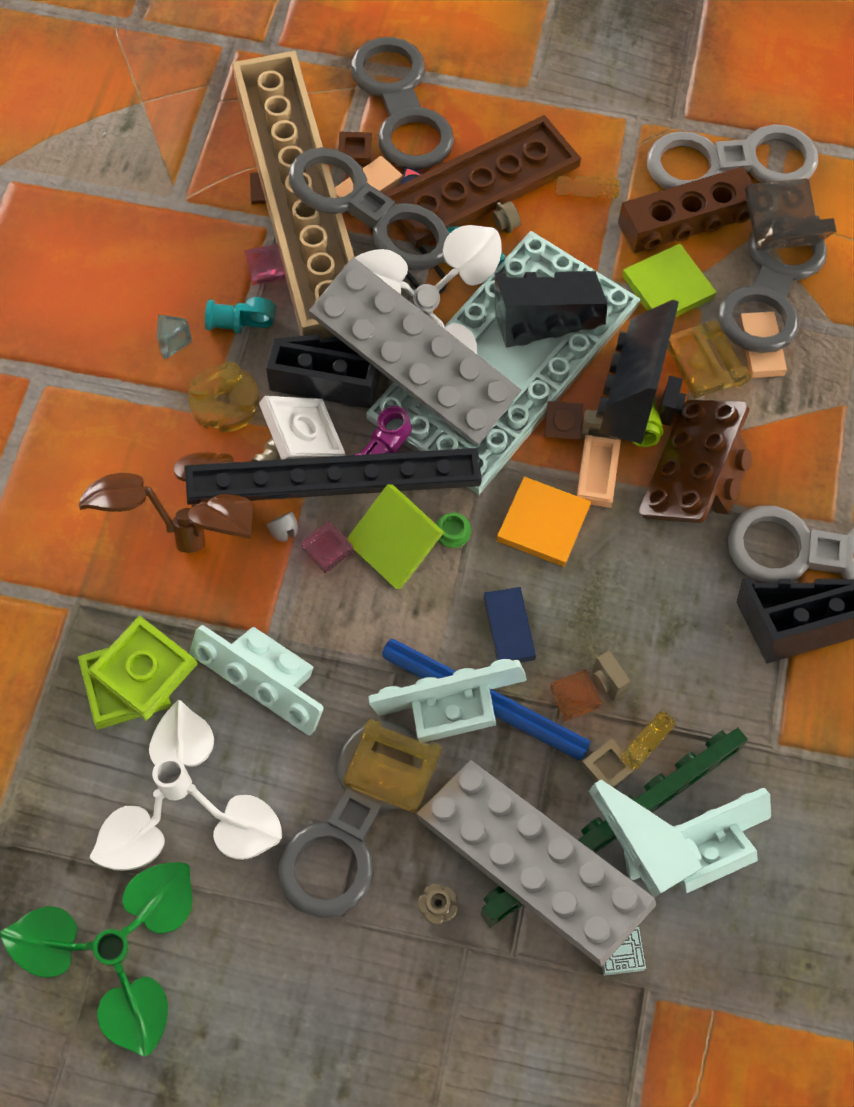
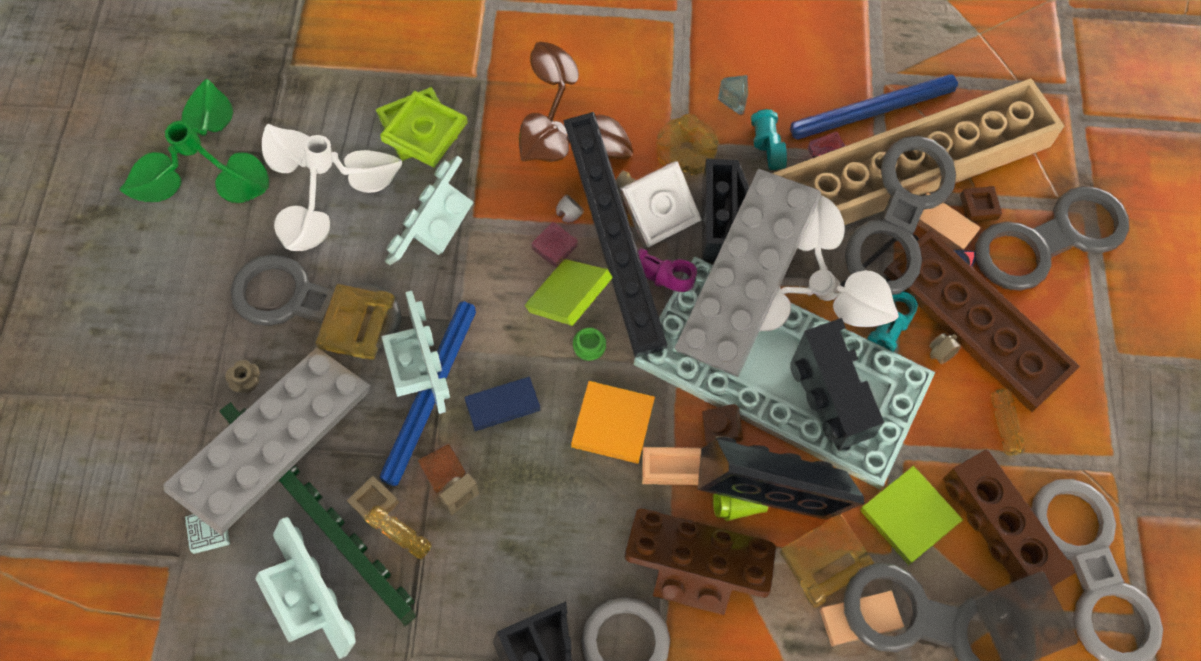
camera: 80 degrees right, 0 degrees up
(215, 215) = (873, 106): none -> blue axle
(651, 844) = (284, 530): light aqua slope -> none
(672, 400) = (766, 524): black plate -> none

